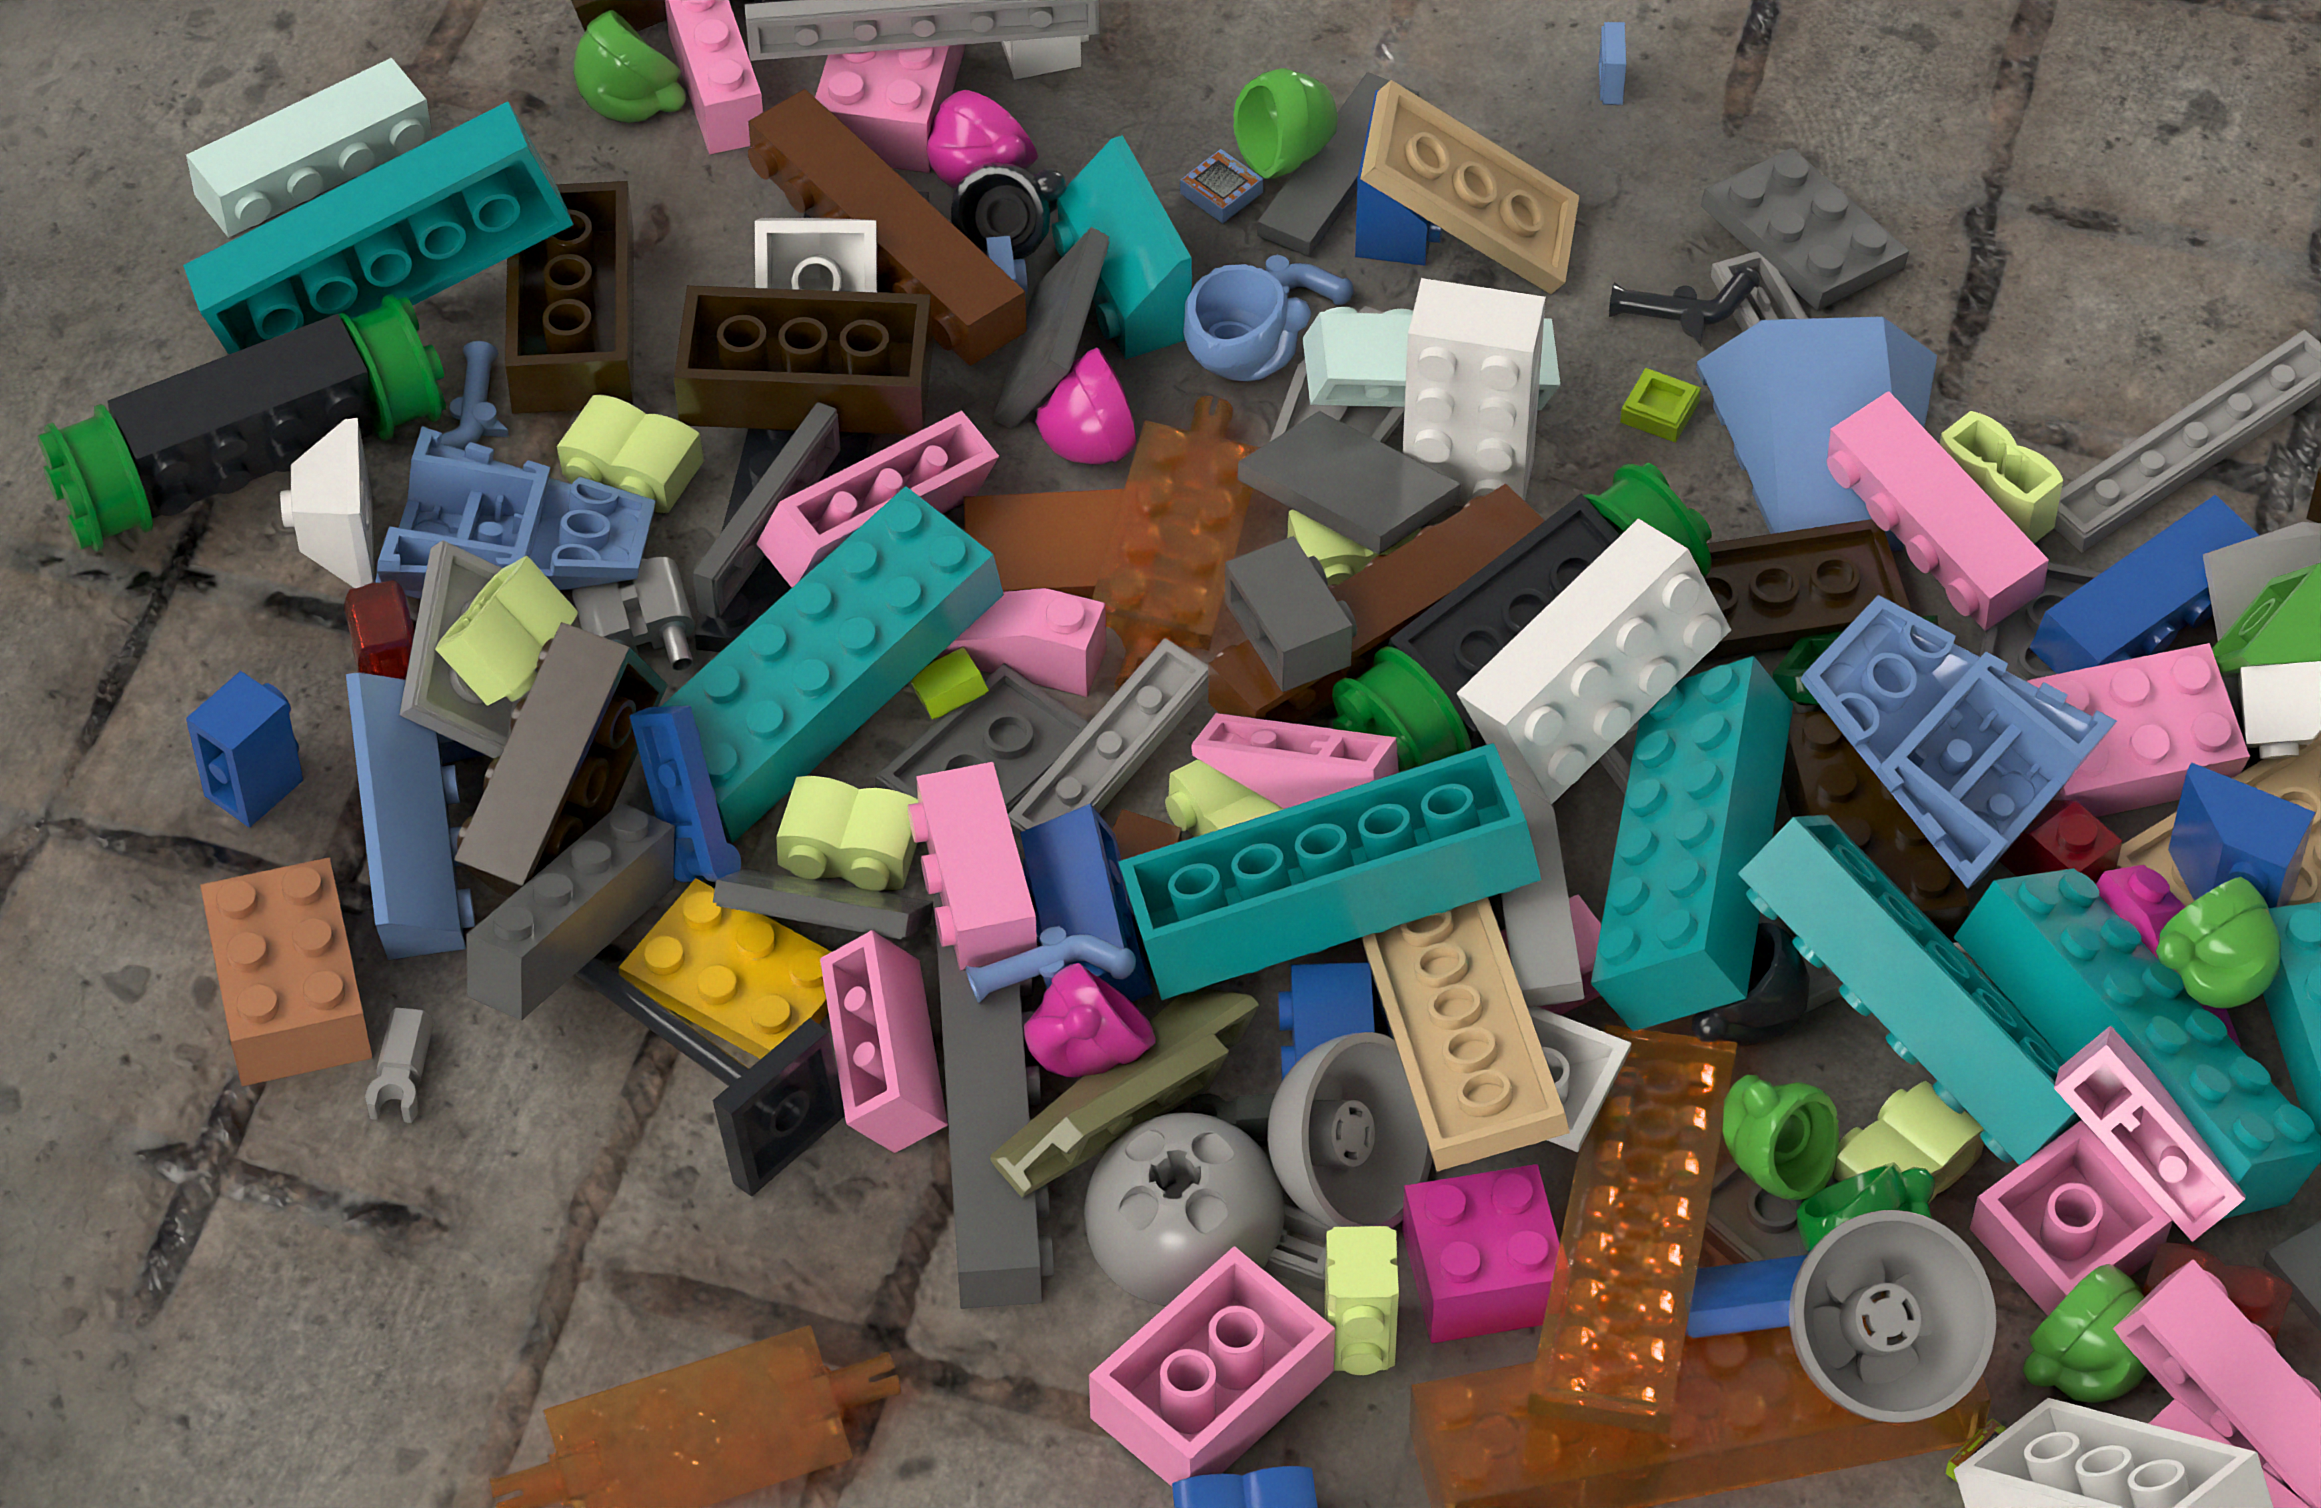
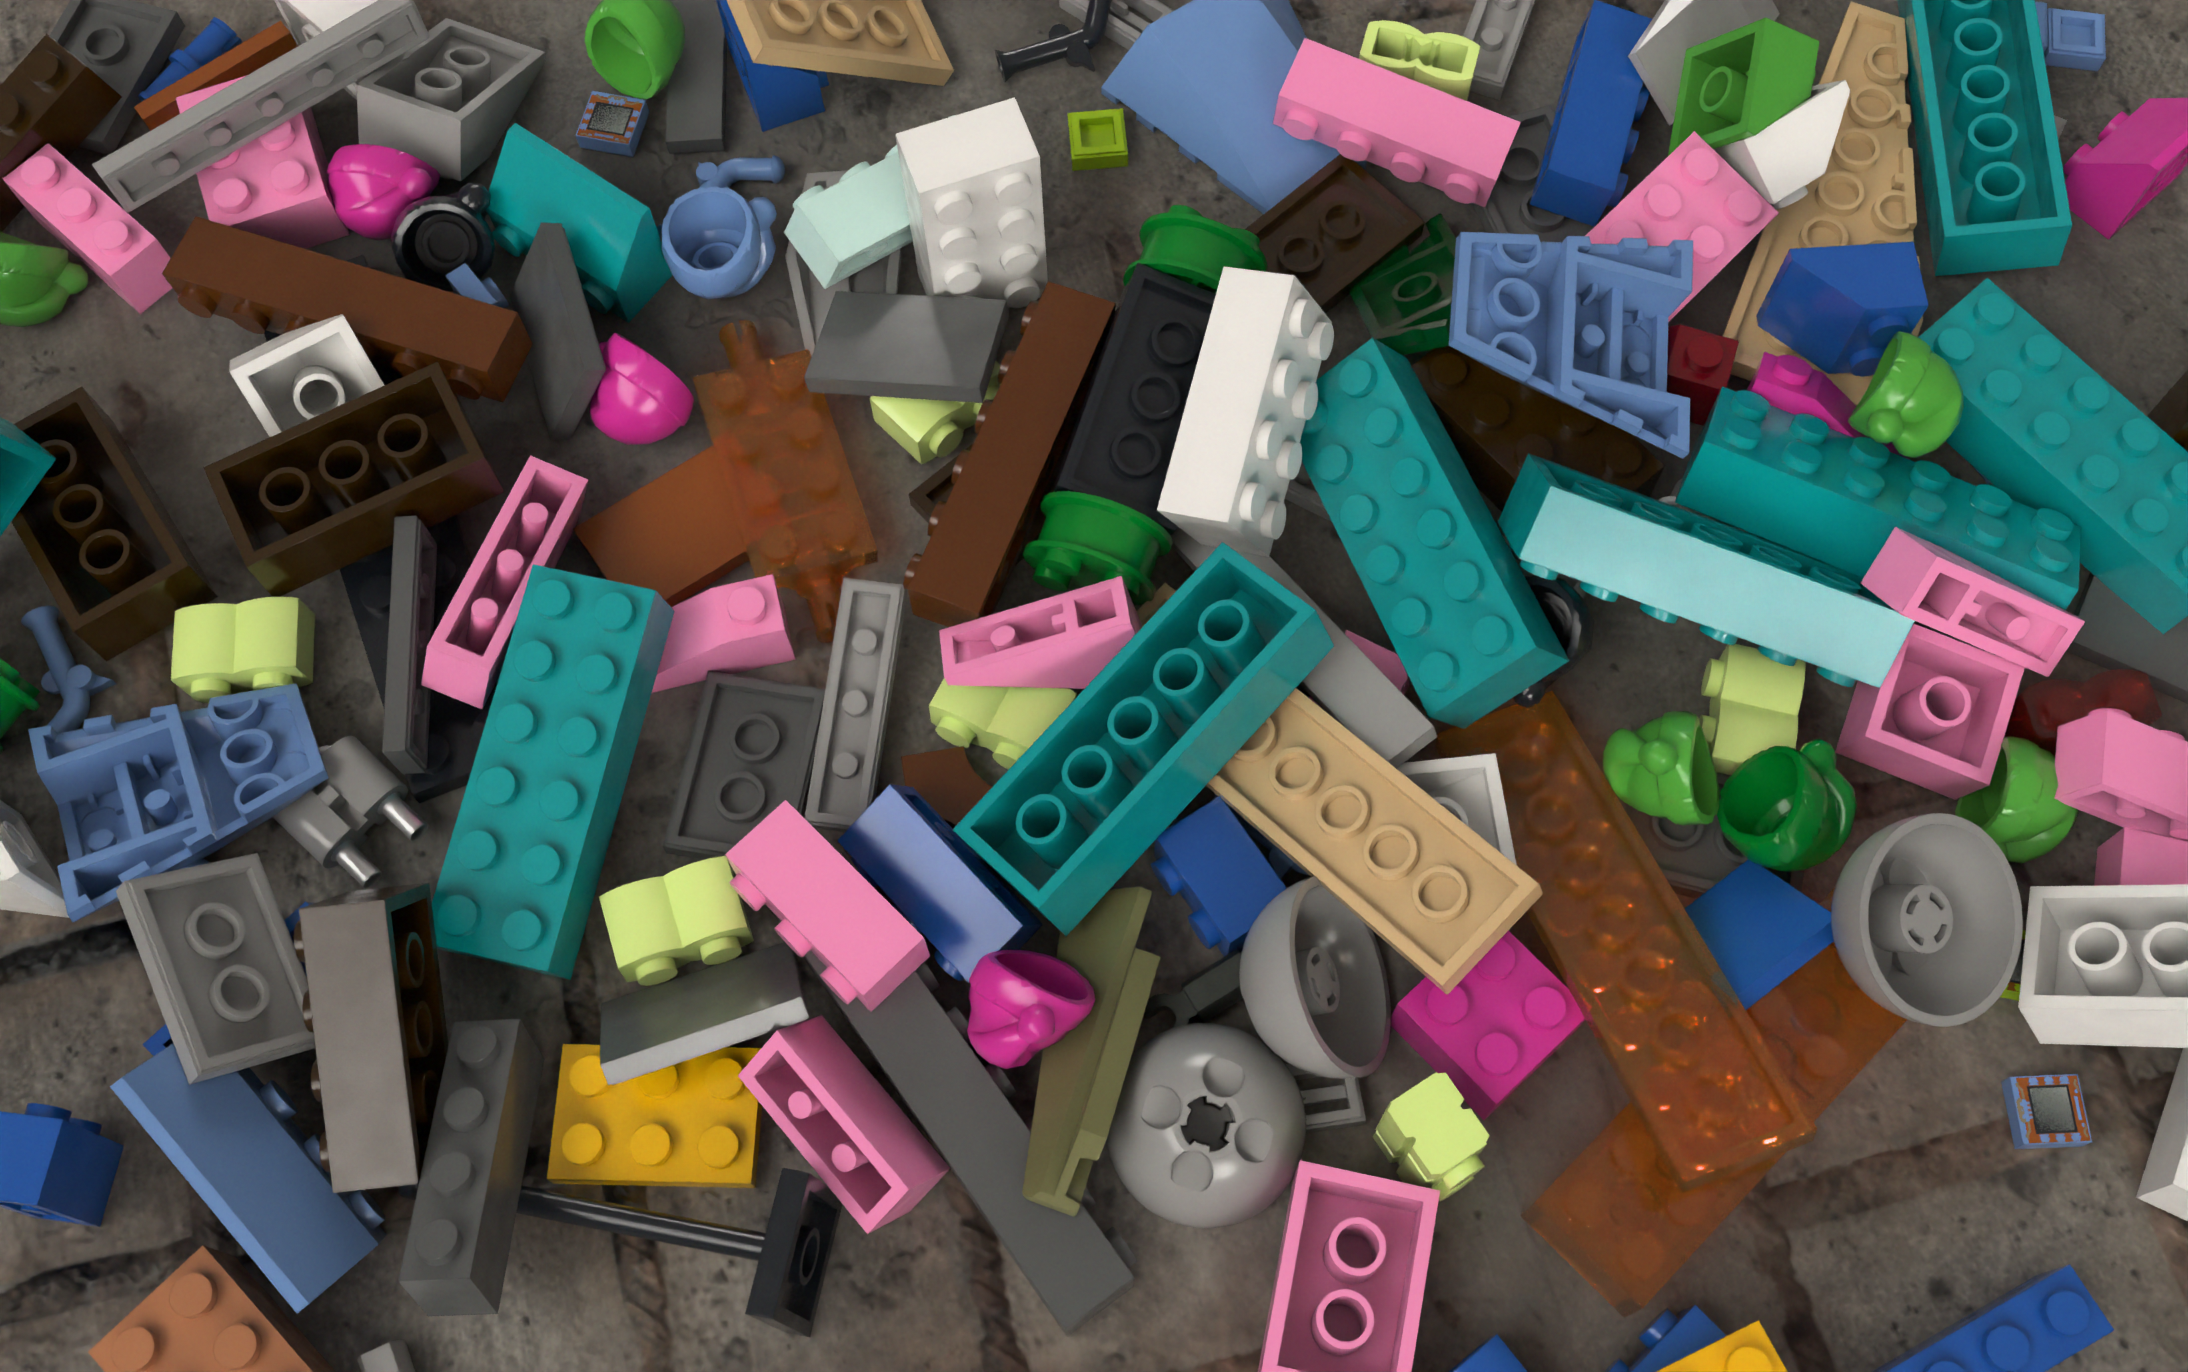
camera: 30 degrees left, 15 degrees up
(380, 629) = (112, 980): clear red brick -> none
(504, 631) = (245, 936): yellowish green brick -> none
(683, 792) = (507, 981): blue plate -> none
(949, 683) = (674, 719): lime tile -> none
(1049, 959) = (952, 962): medium blue piece -> none
(1085, 91) = (447, 97): none -> light grey slope
(1289, 613) = (955, 506): dark grey brick -> none

